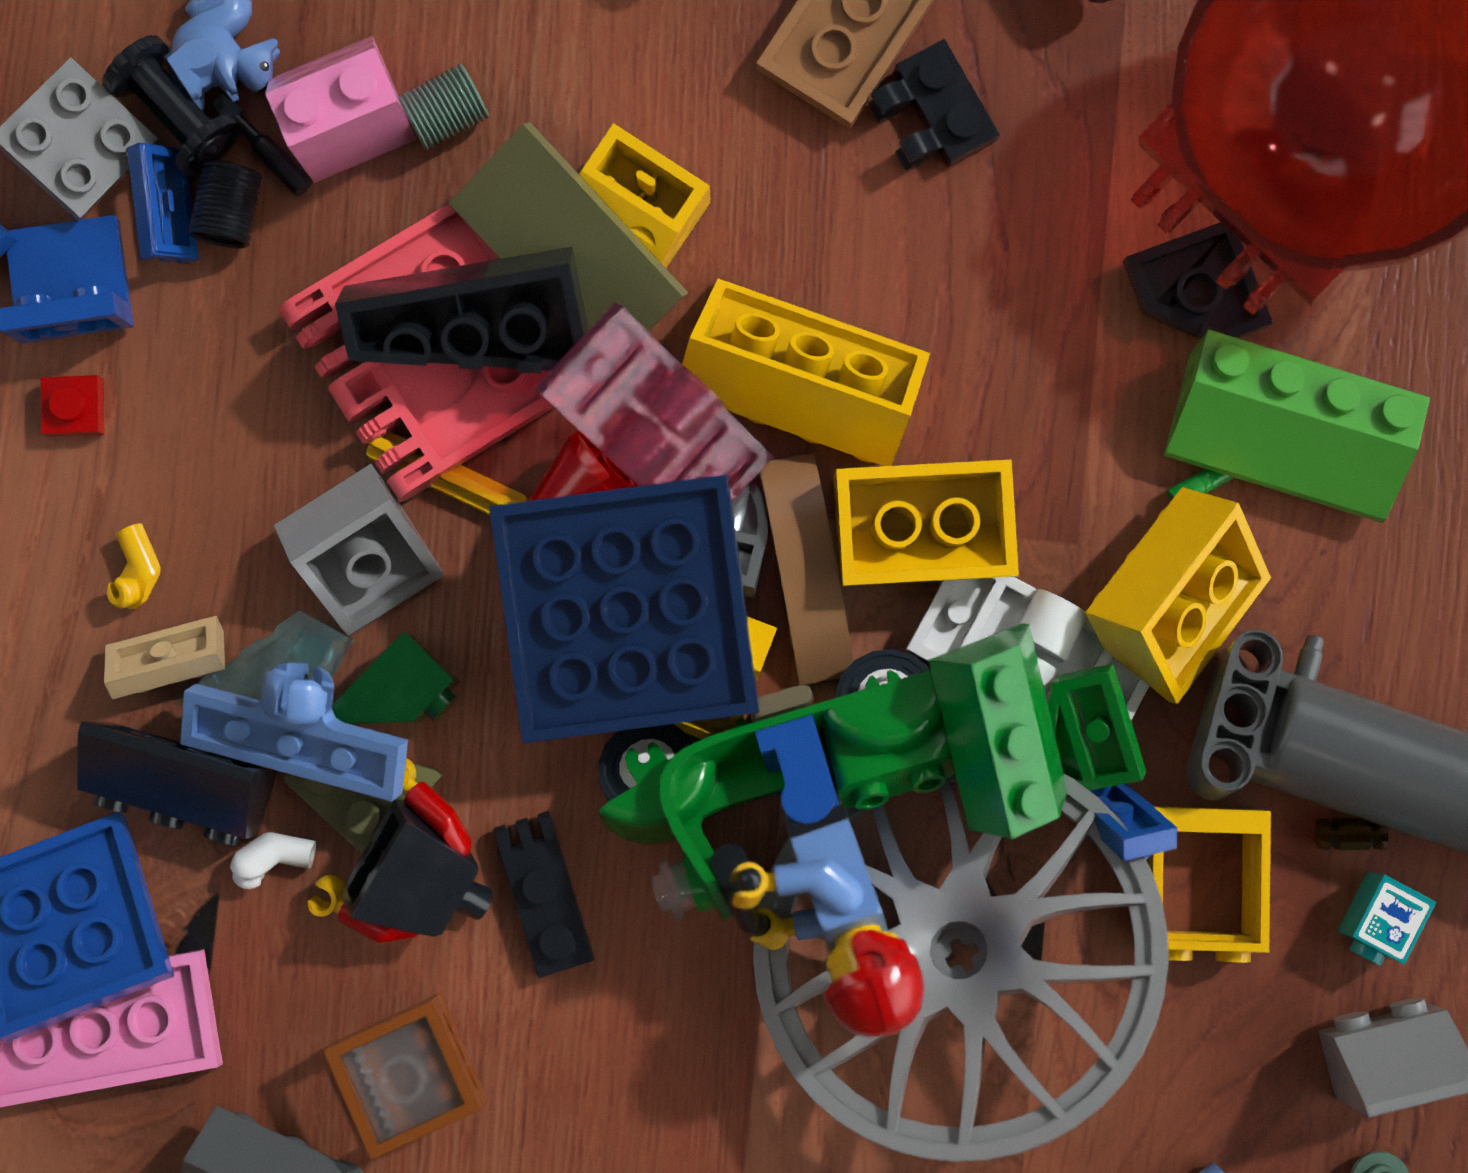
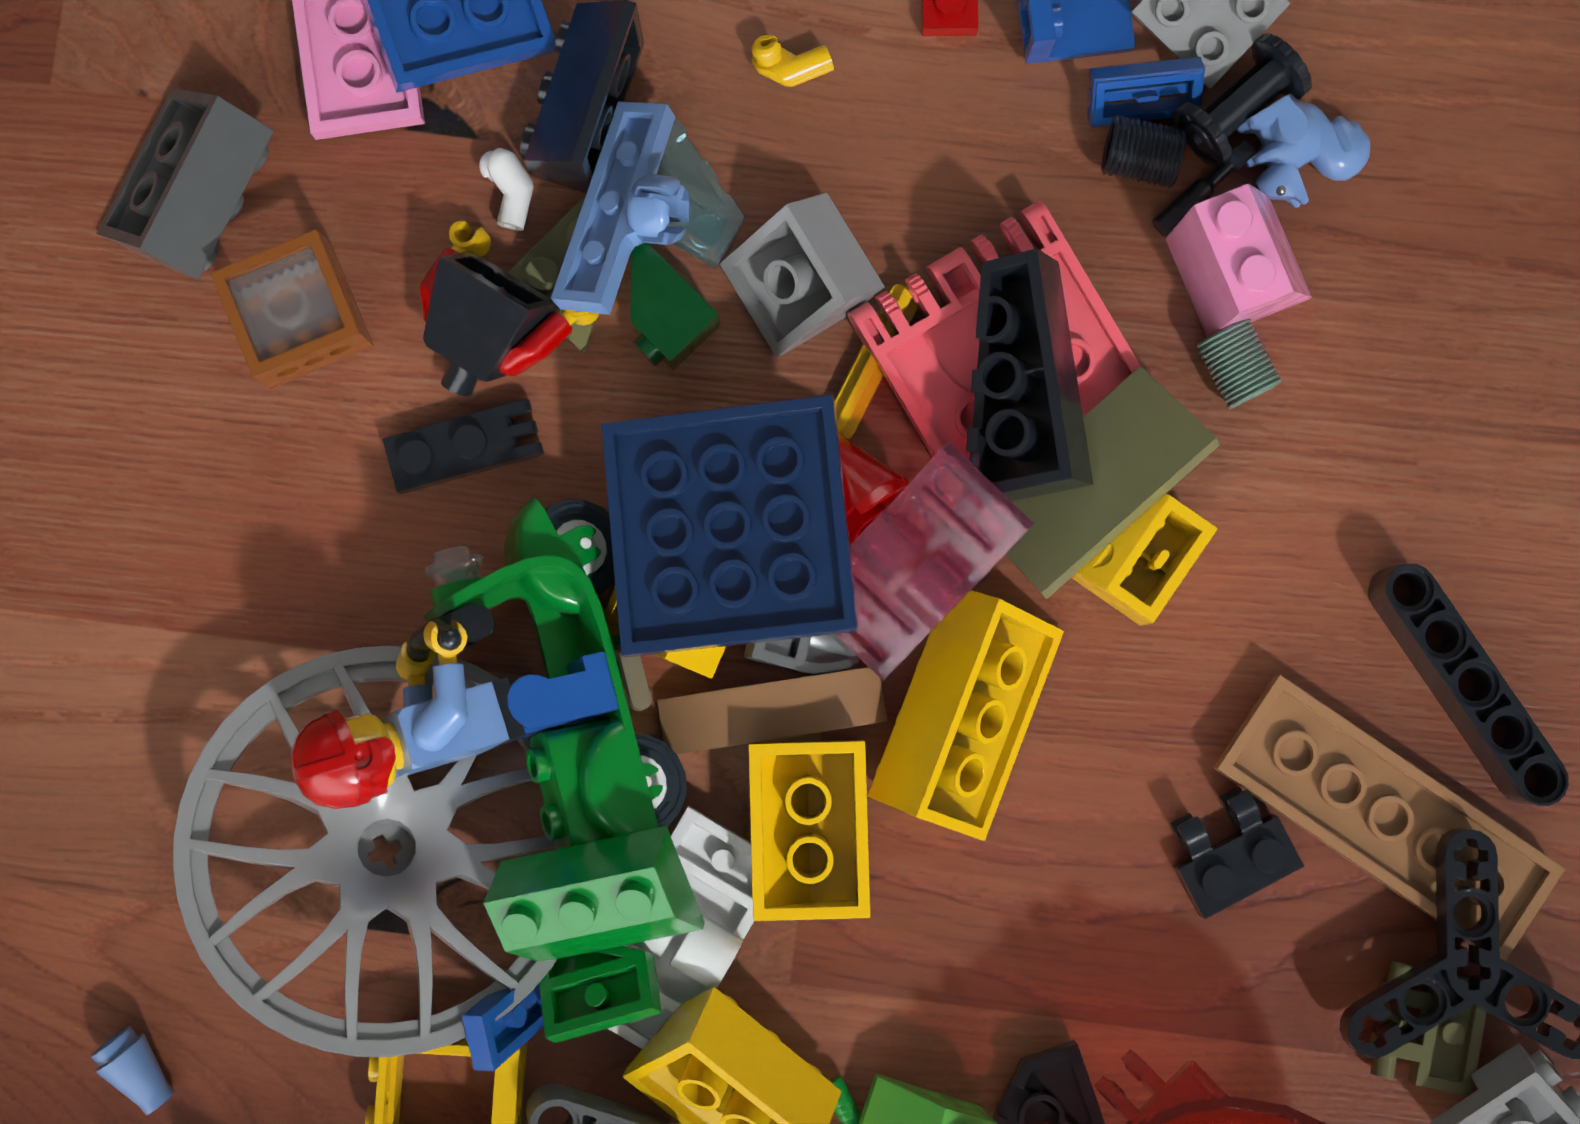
camera: 90 degrees right, 0 degrees up
(164, 657) = (702, 88): tan plate -> none

